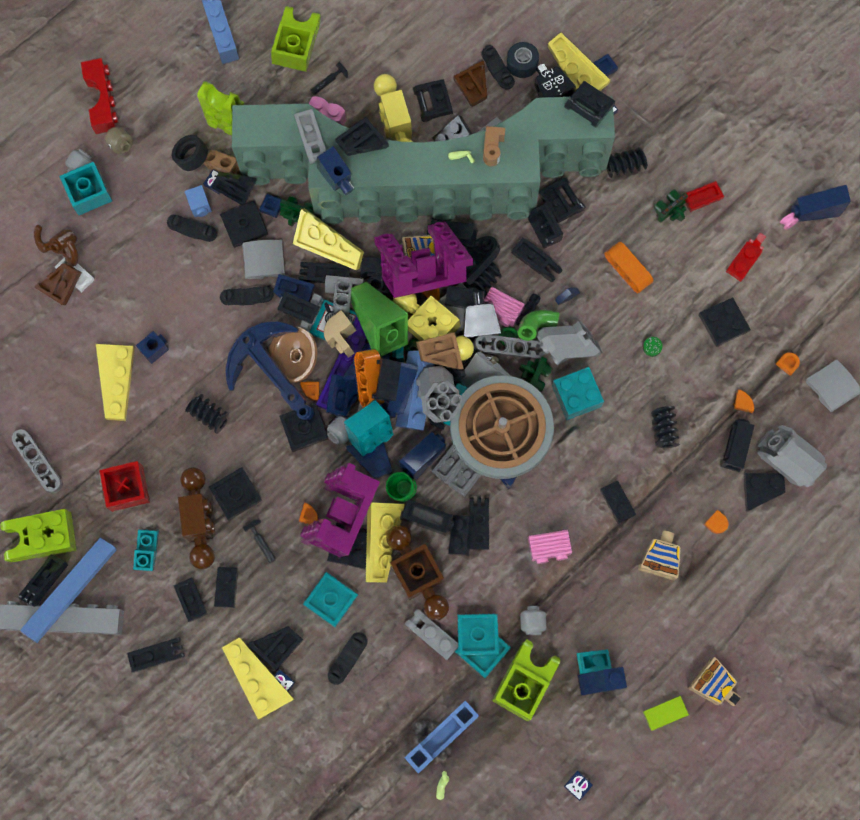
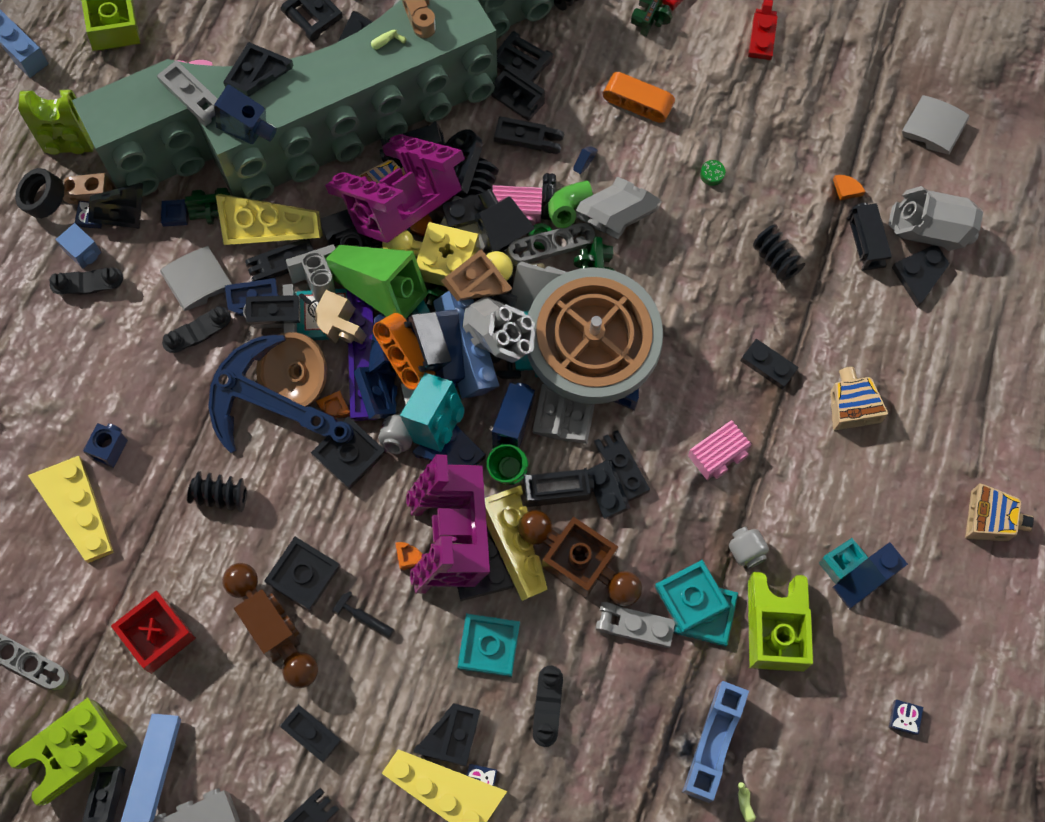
camera: 30 degrees left, 5 degrees down
(146, 550) = (220, 700): teal slope -> none
(226, 587) = (348, 695): black plate -> none
(243, 224) = (150, 248): black plate -> none
(330, 78) = (174, 38): black piece -> none
(393, 109) = (267, 29): light yellow brick -> none
(577, 393) = (657, 261): teal brick -> none
(665, 713) = (958, 579): lime tile -> none
(717, 523) = (893, 333): orange tile -> none
(724, 322) = (777, 110): black plate -> none
(789, 363) = (872, 123): orange tile -> none

